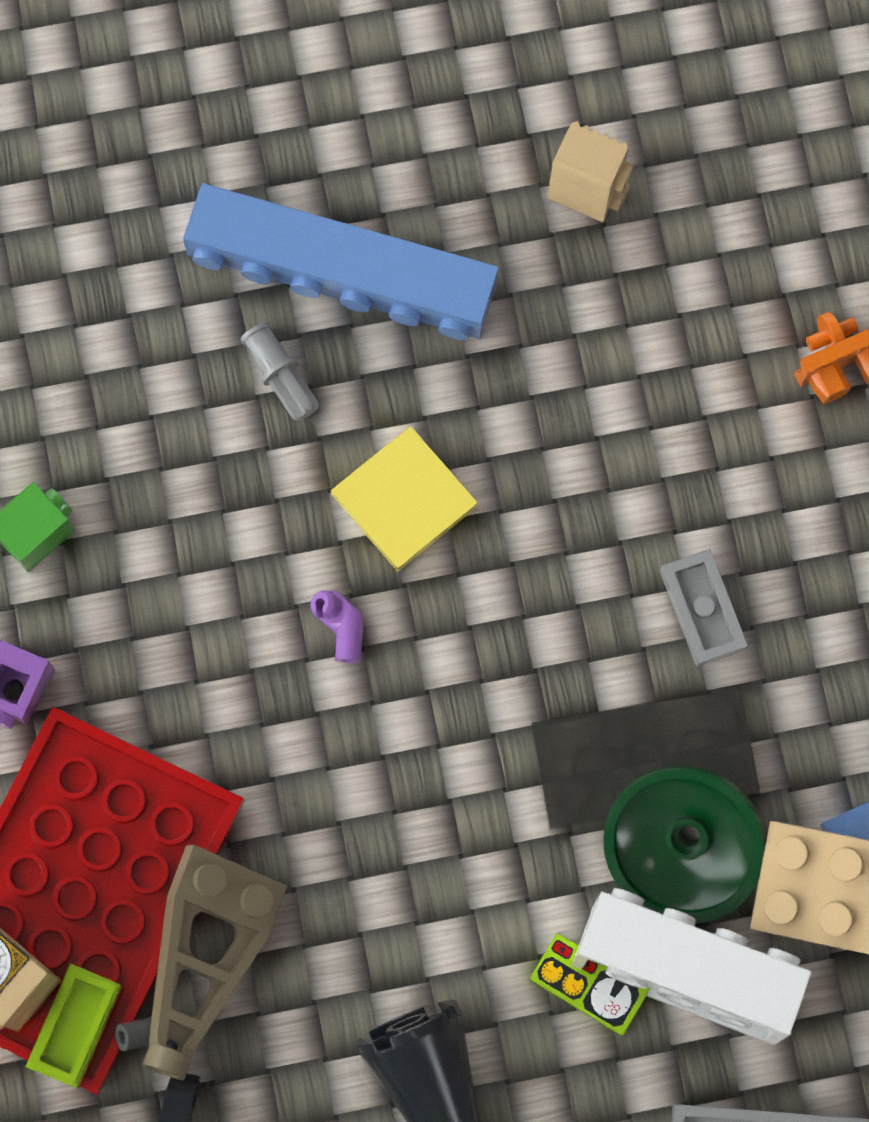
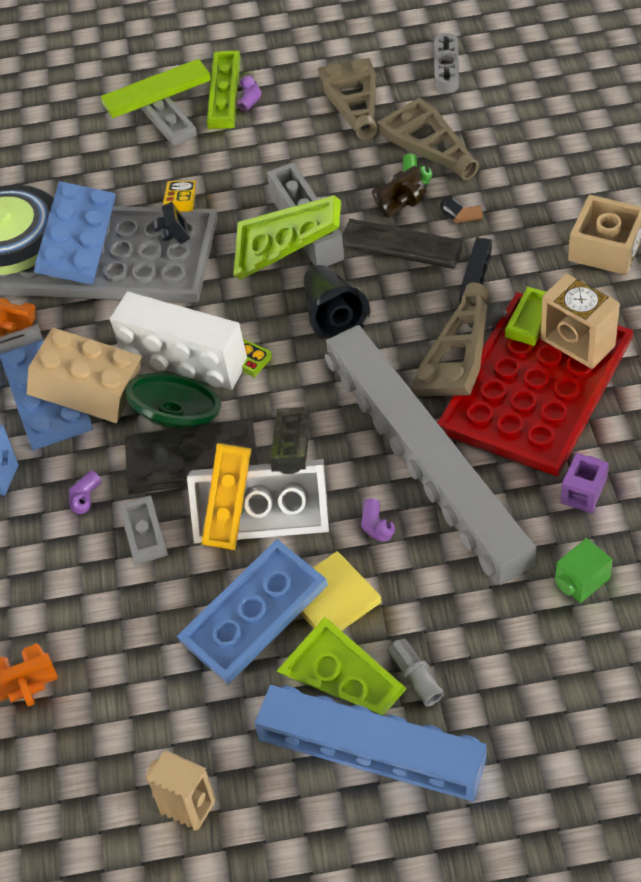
camera: 170 degrees left, 25 degrees down
(265, 759) = (431, 456): none -> light grey brick
(387, 376) = (342, 669): none -> lime wing
(477, 741) = (290, 440): none -> clear smoke plate
(516, 458) = (252, 611): none -> medium blue plate
(526, 660) = (272, 501): none -> white slope
(571, 631) = (226, 496): none -> yellow tile
(816, 682) = (80, 492): none -> medium lavender arm

